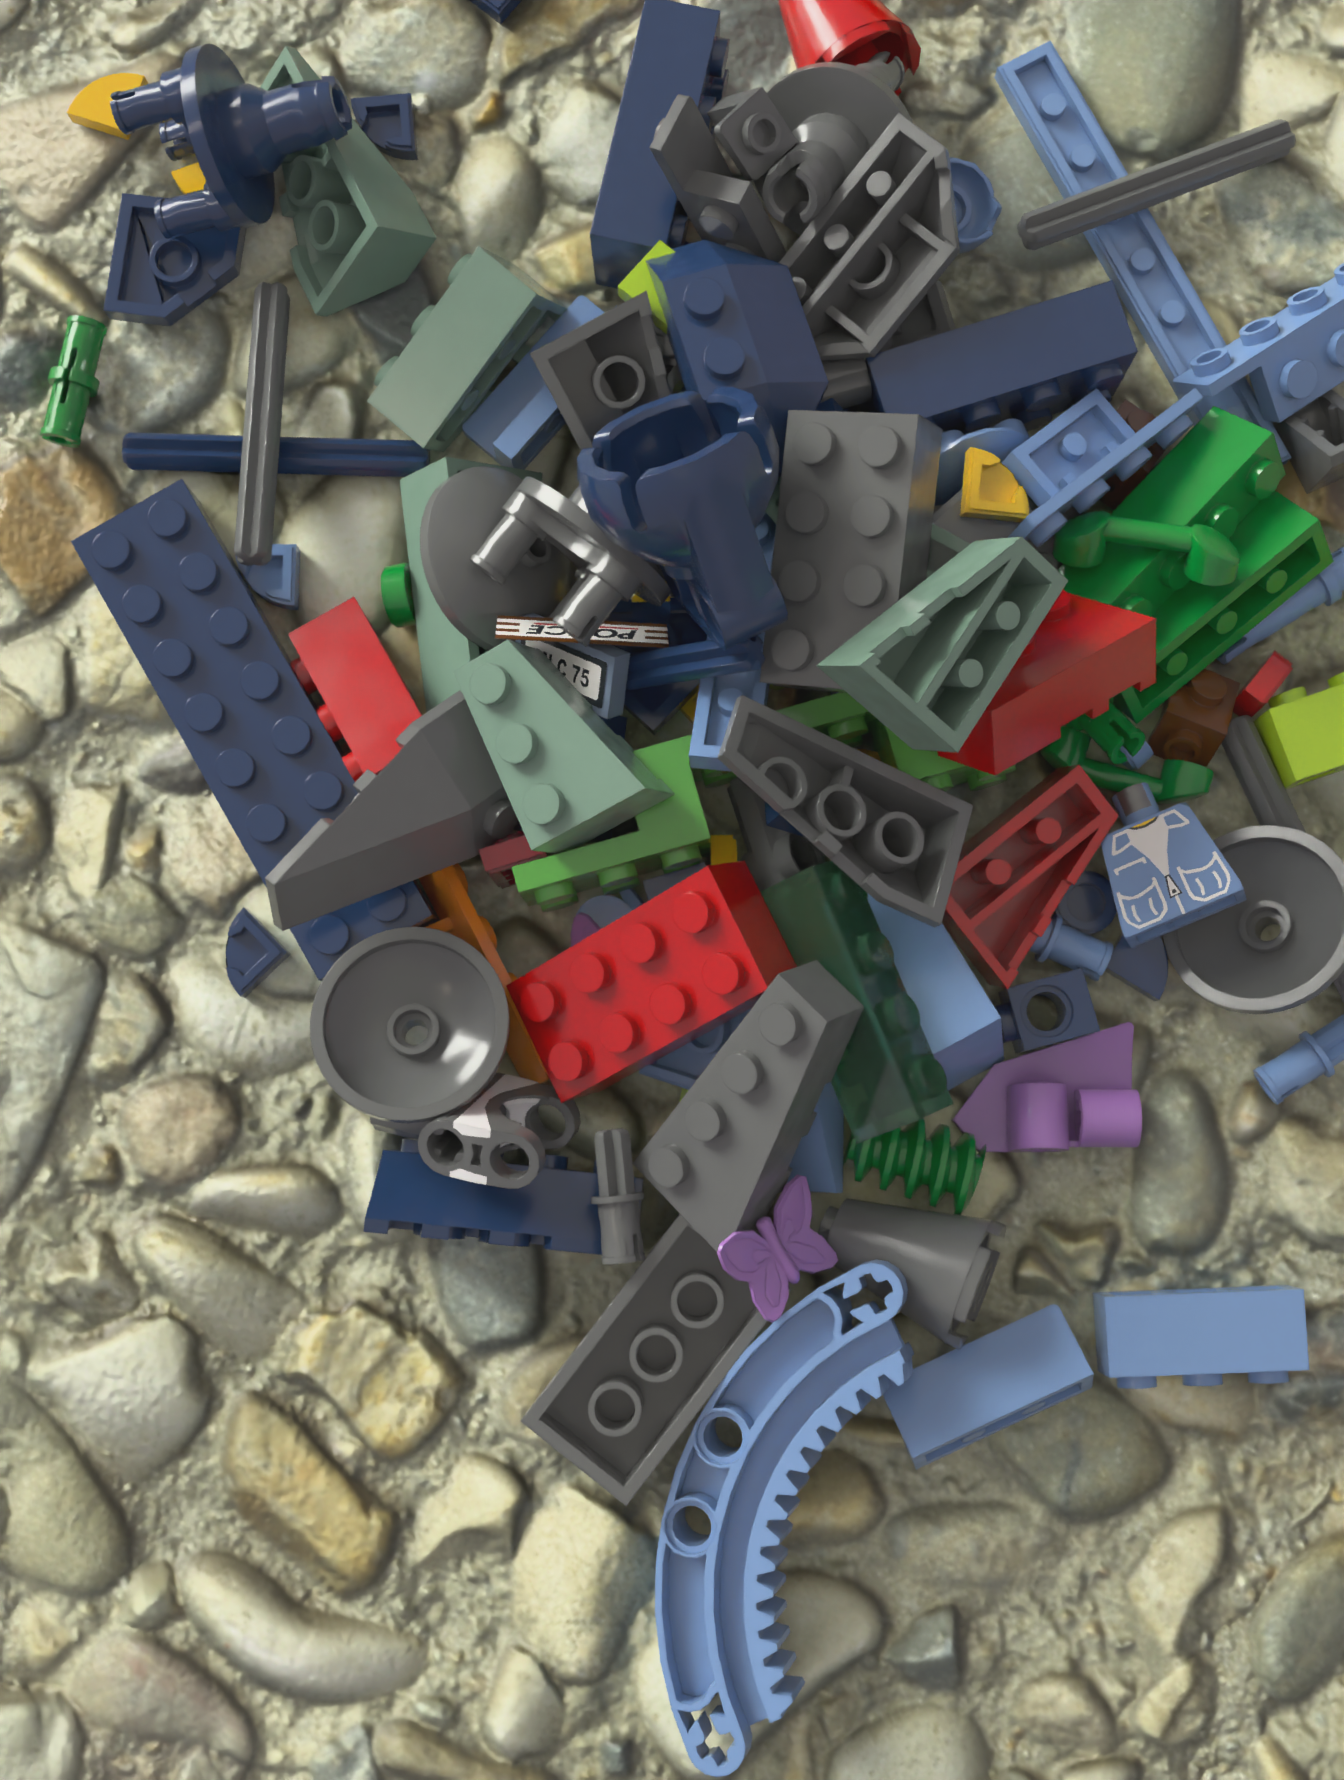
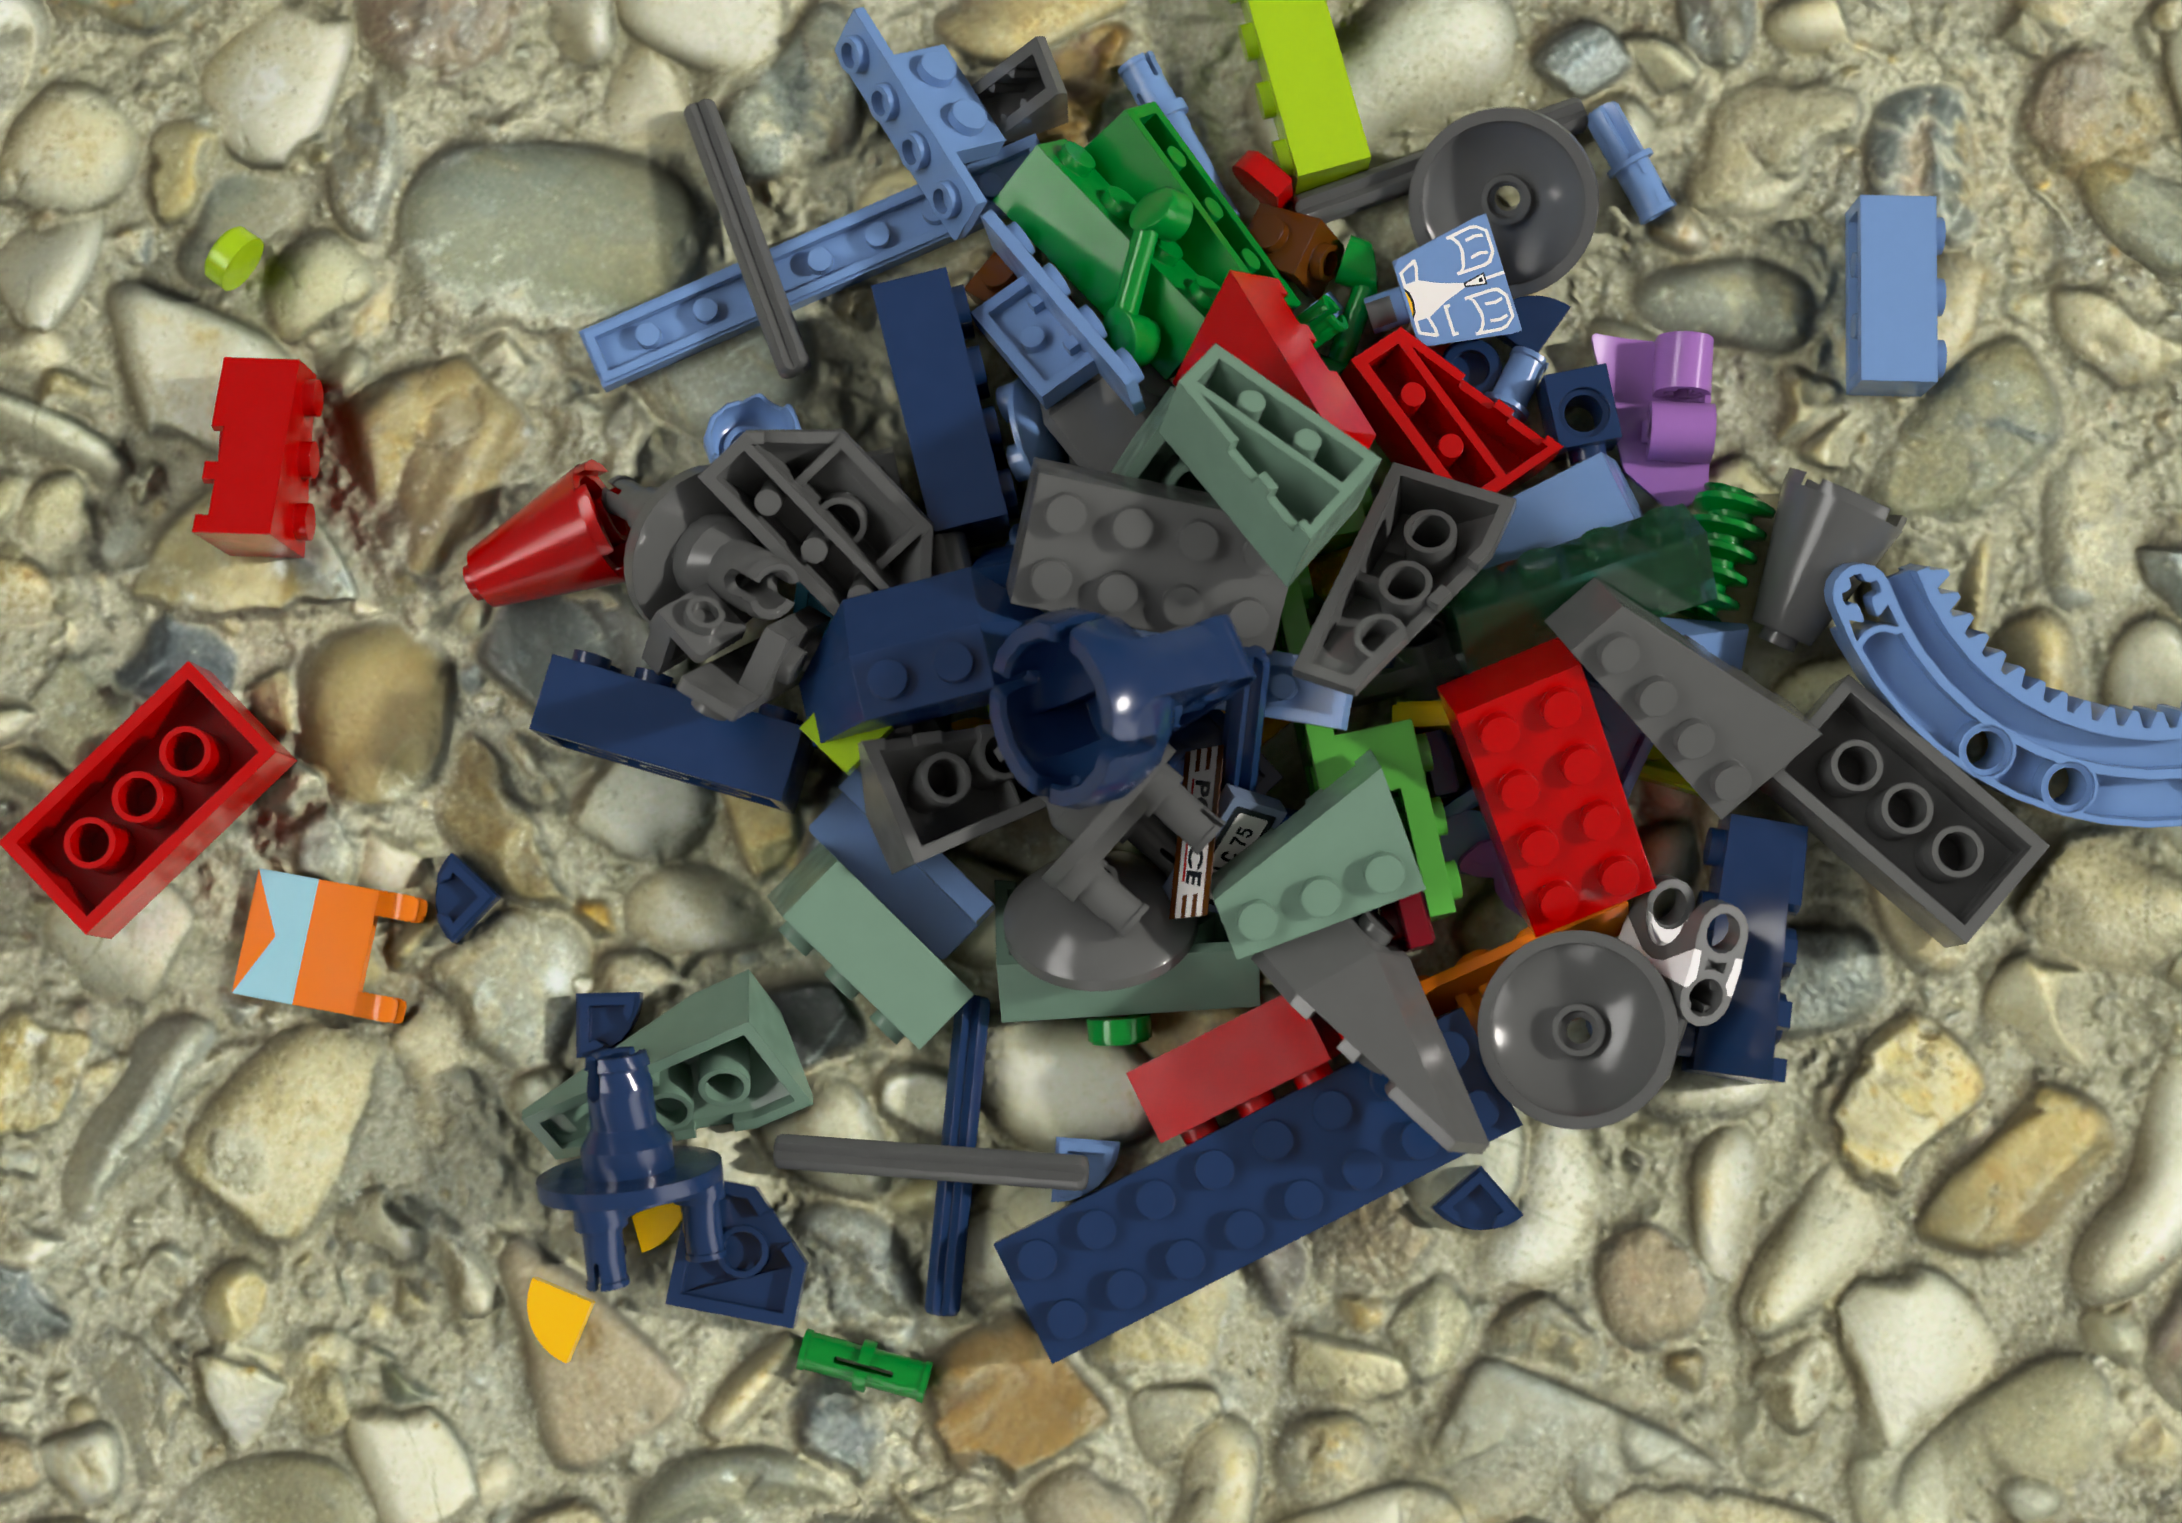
camera: 90 degrees left, 0 degrees up
(617, 1198) = (1756, 835): dark grey axle -> none
(779, 1252) = (1821, 688): medium lavender piece -> none
(988, 1385) = (1935, 496): medium blue panel -> none
(991, 489) = (1074, 421): yellow tile -> none

